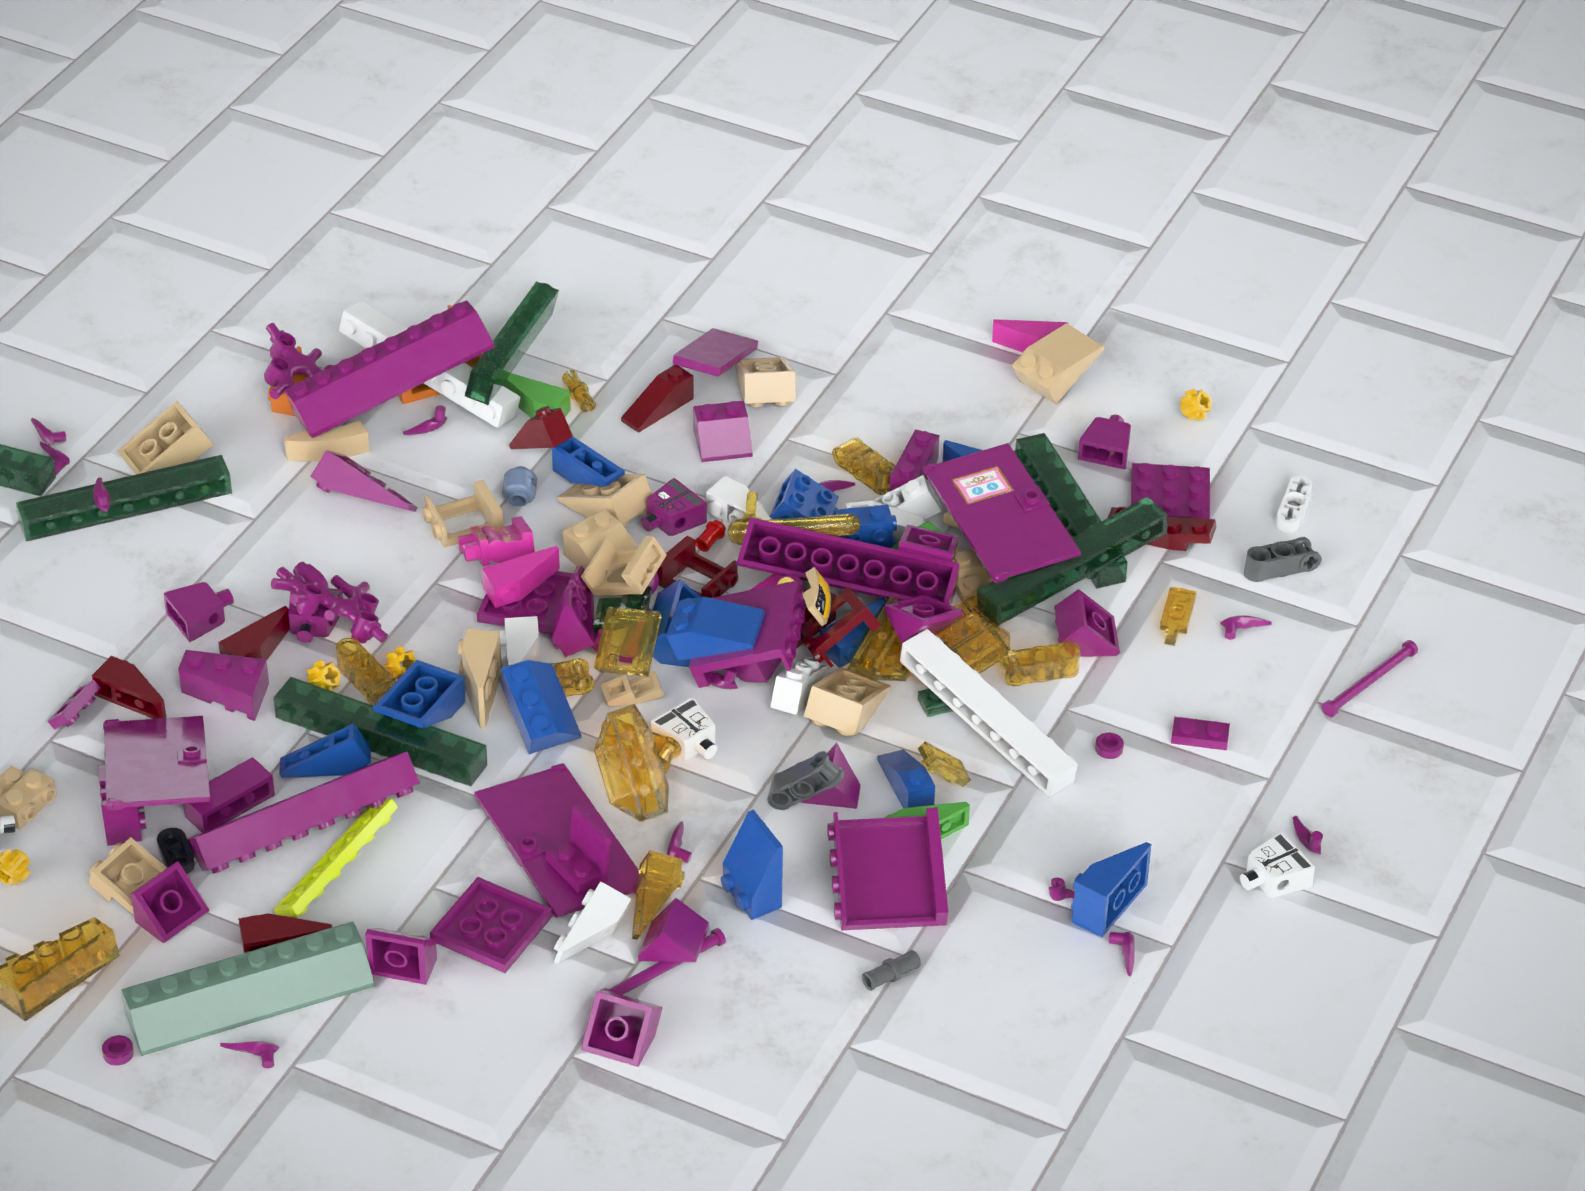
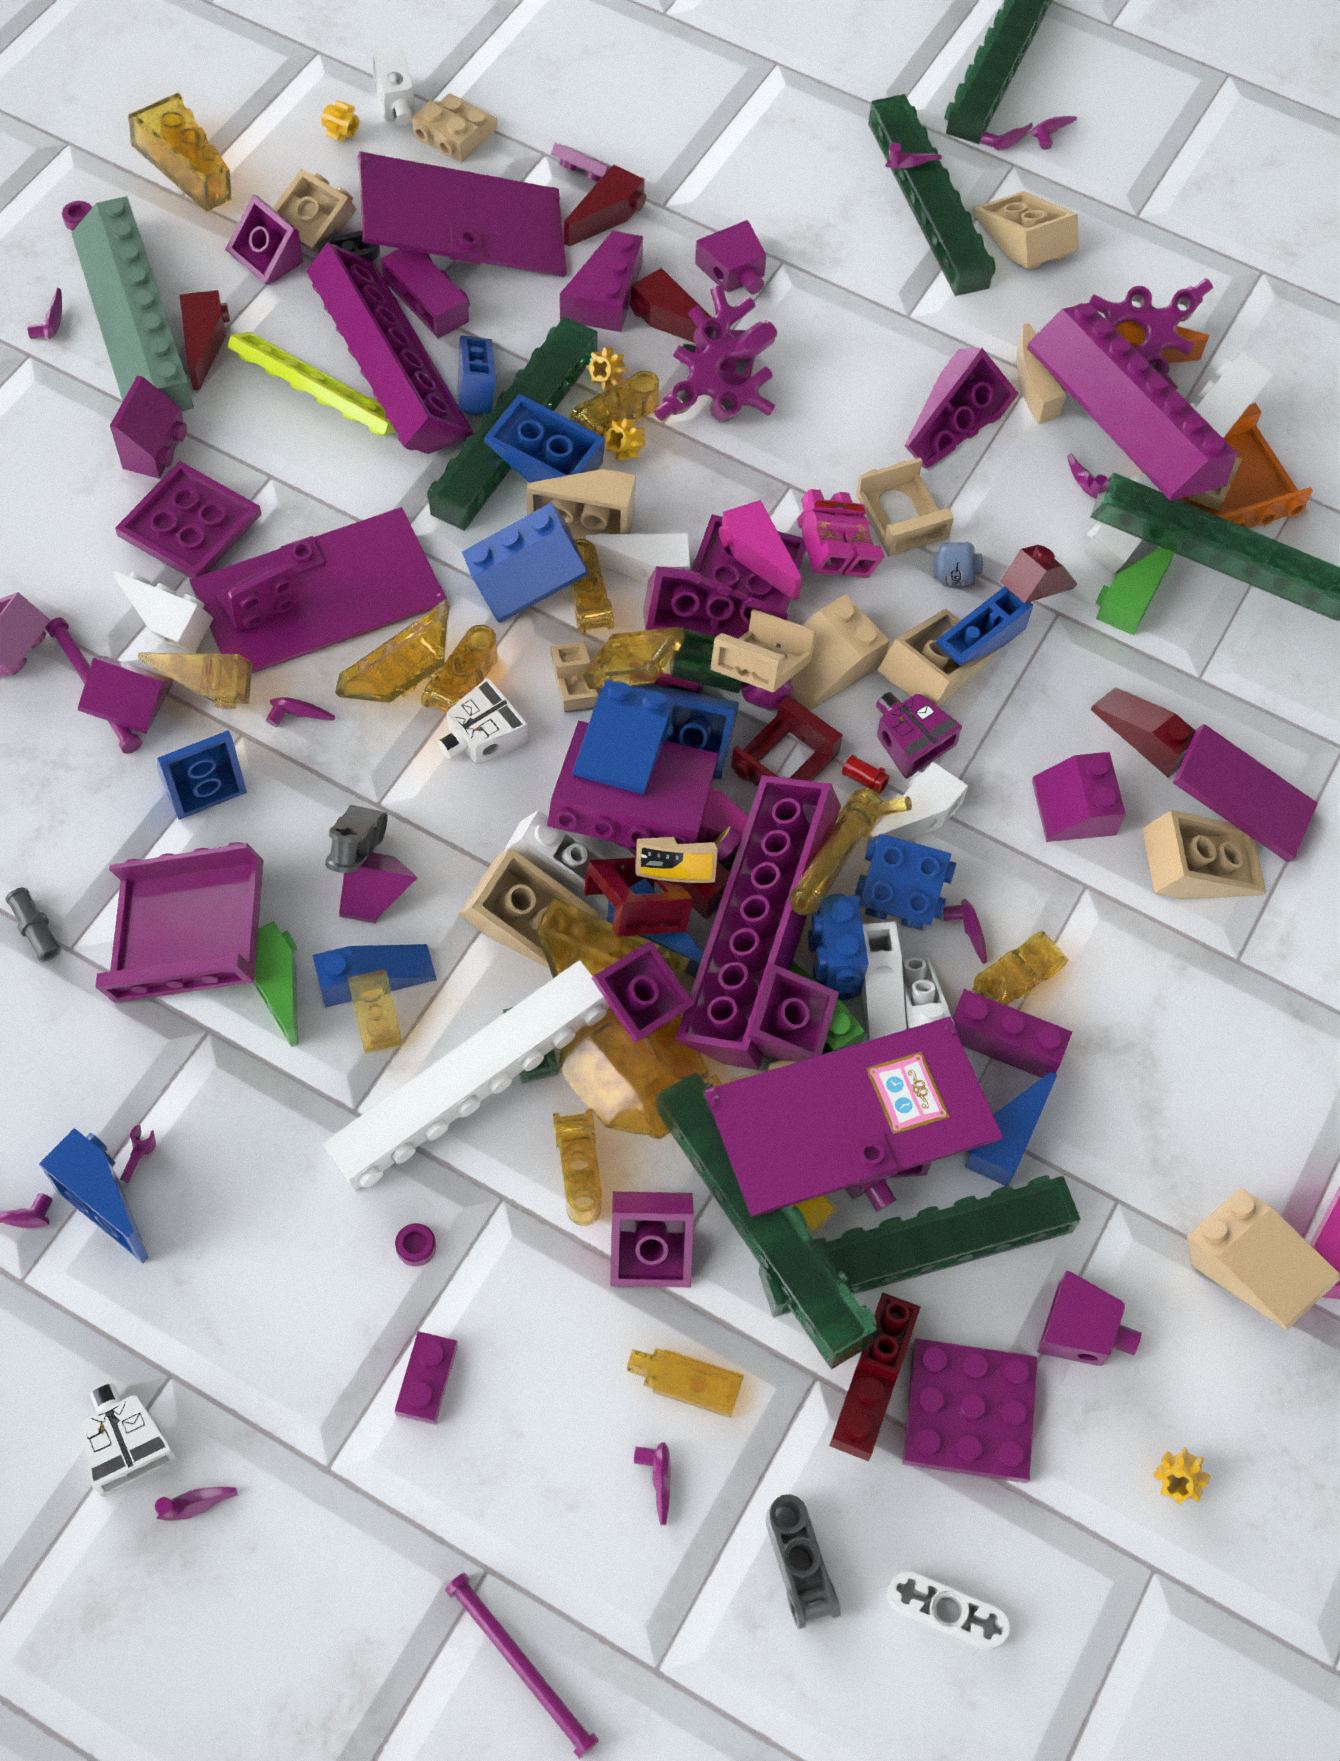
camera: 90 degrees right, 20 degrees up
(578, 391) = (1164, 639): clear yellow pin -> none

